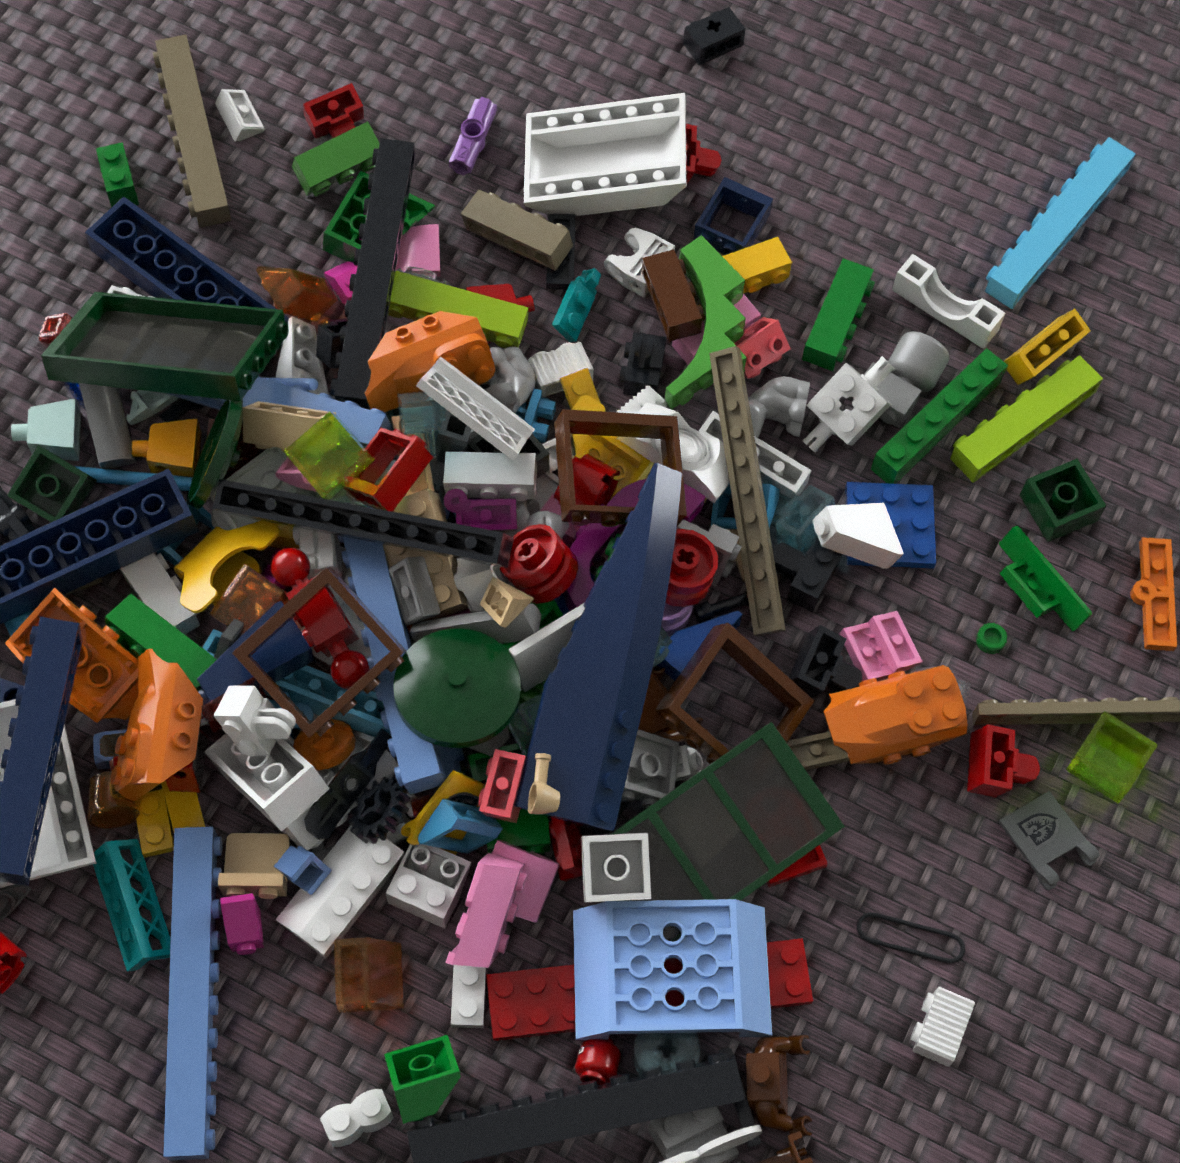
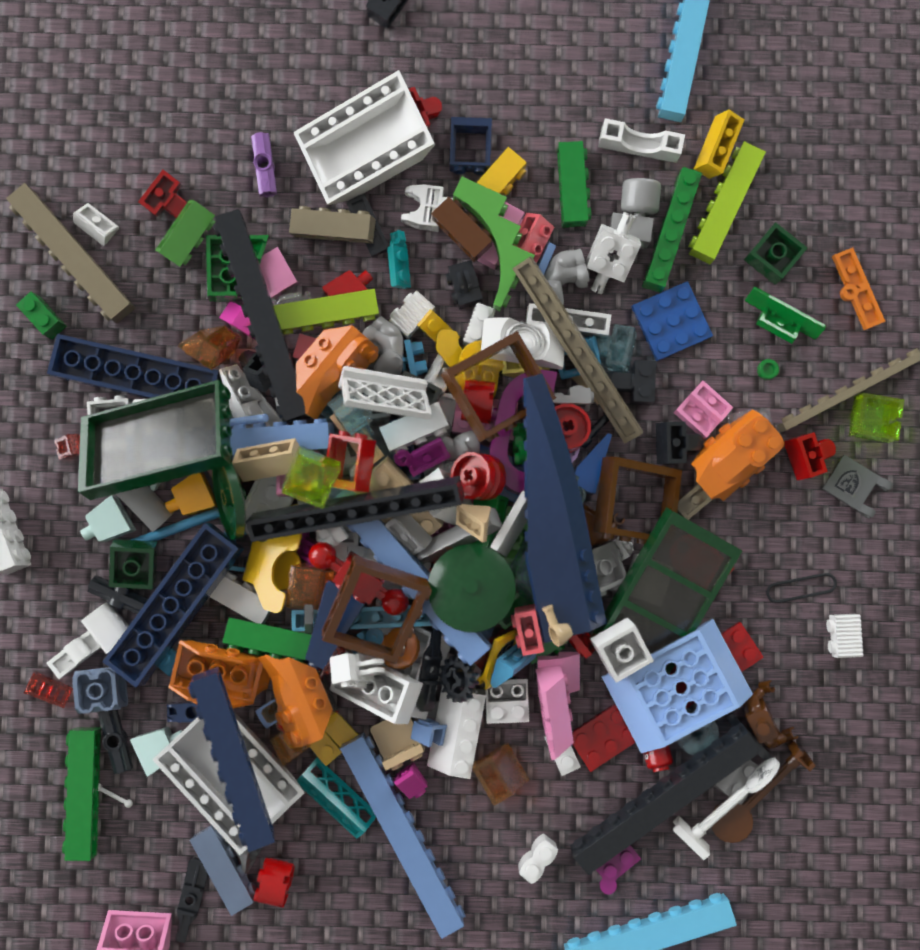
camera: 25 degrees left, 20 degrees up
(422, 1077) = (565, 821): green slope -> none
(762, 377) = (546, 256): none -> medium blue tile
(859, 532) = (662, 344): white slope -> none

